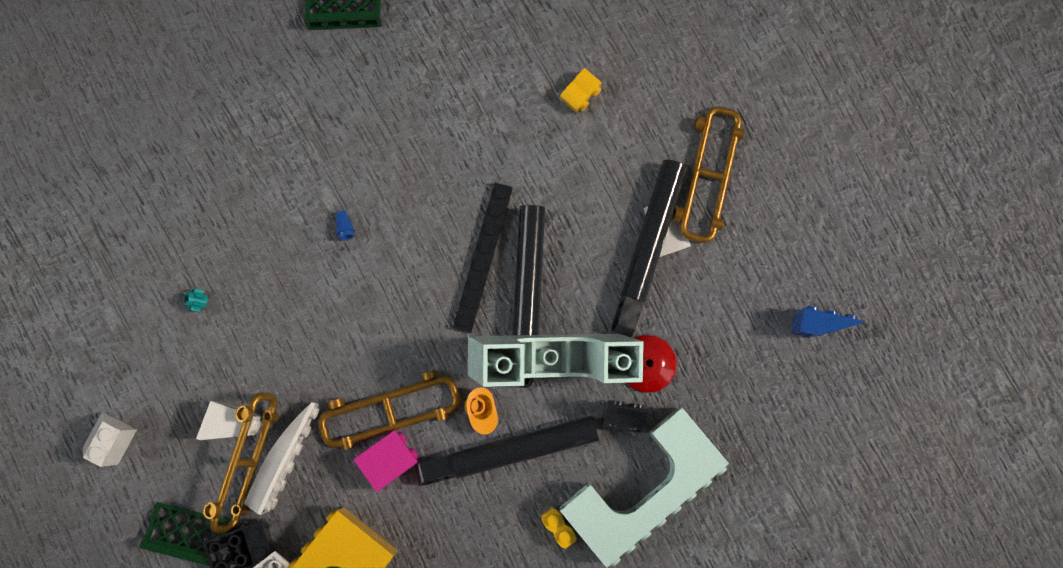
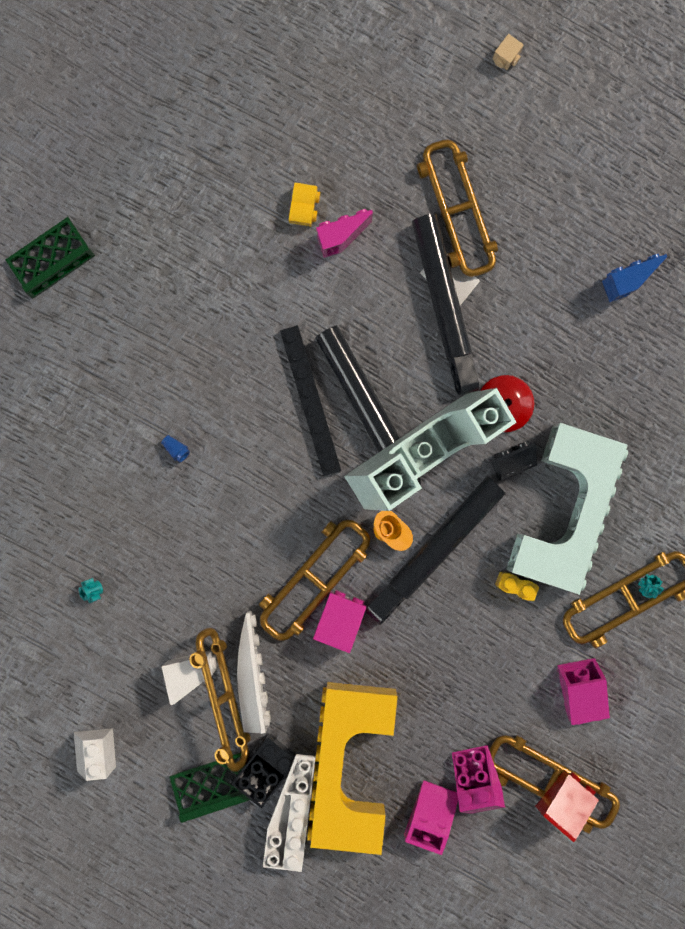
camera: 35 degrees left, 5 degrees up
(595, 133) = (338, 235): none -> dark pink slope
(832, 71) = (508, 52): none -> tan brick

